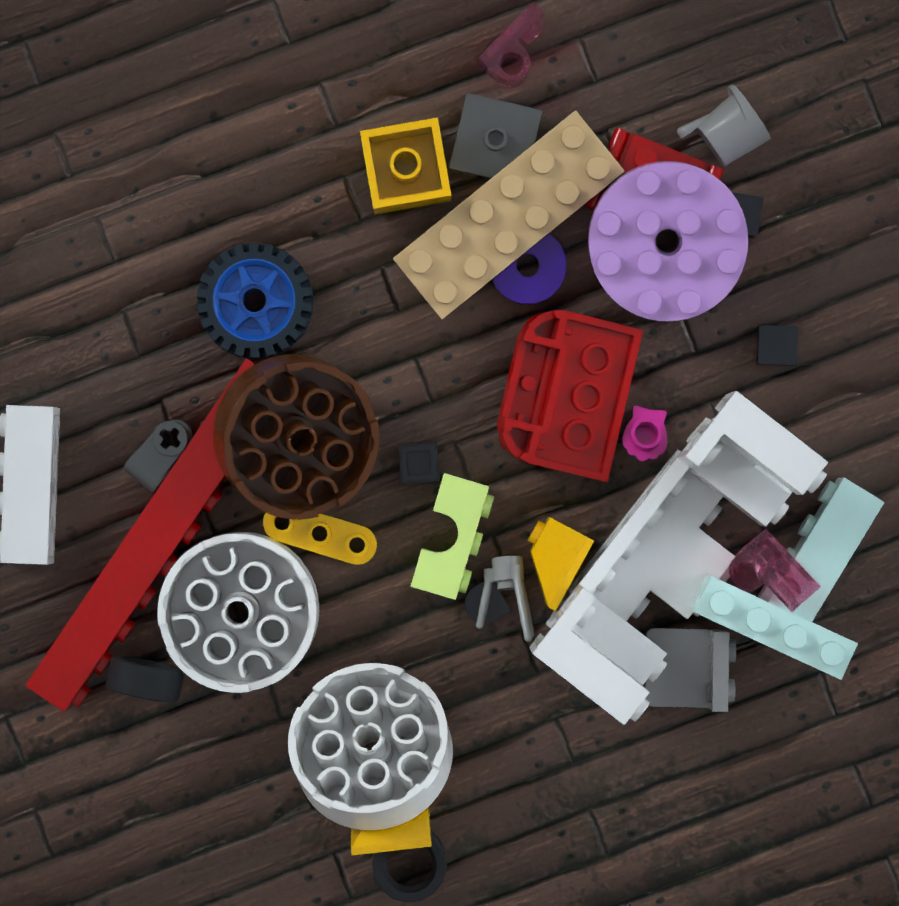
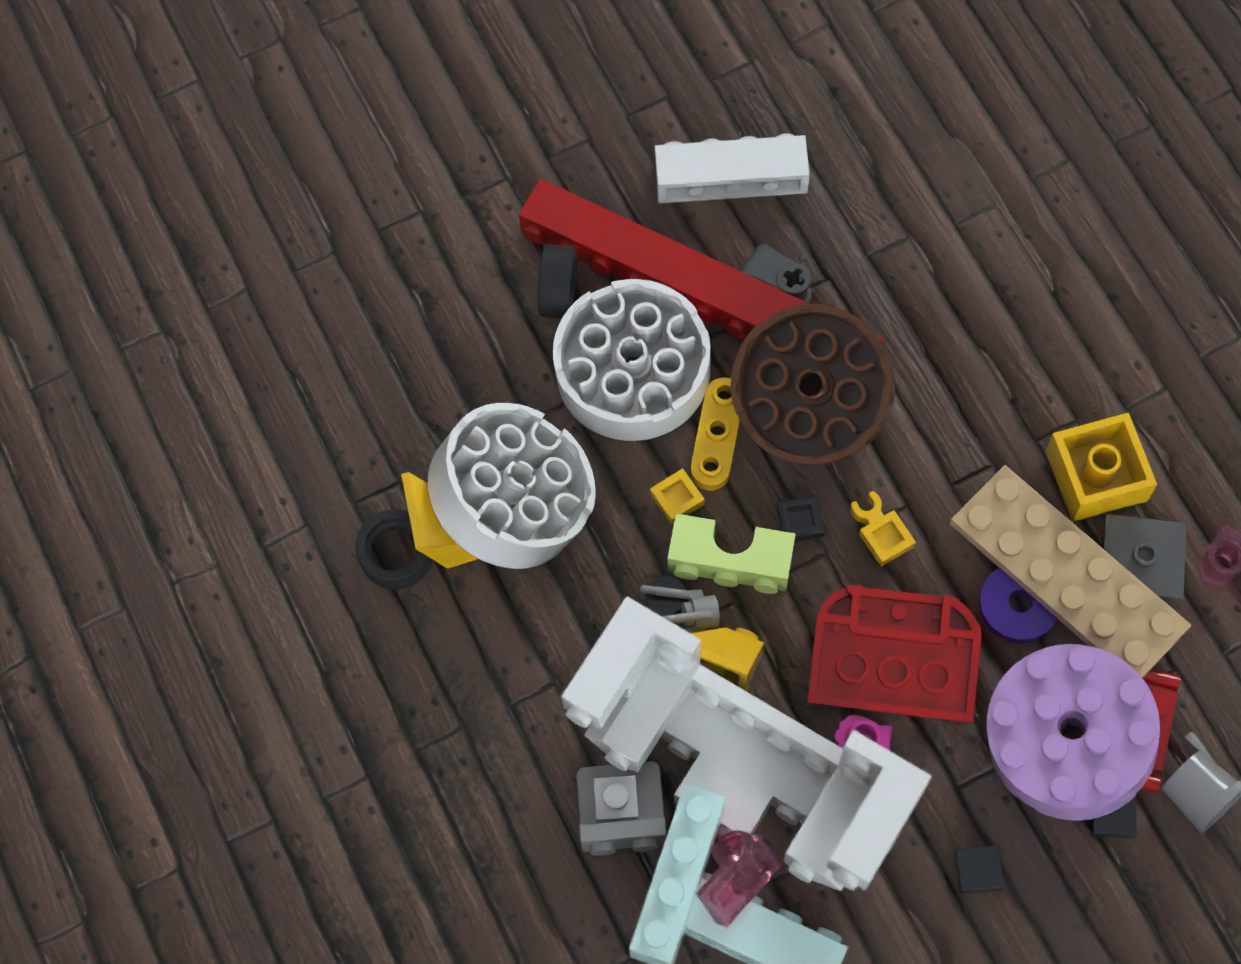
camera: 90 degrees right, 20 degrees down
(229, 283) = (946, 321): wheel -> none
(384, 581) = (677, 496): none -> yellow plate
(446, 384) = (883, 534): none -> yellow plate
(682, 673) = (616, 799): none -> white plate

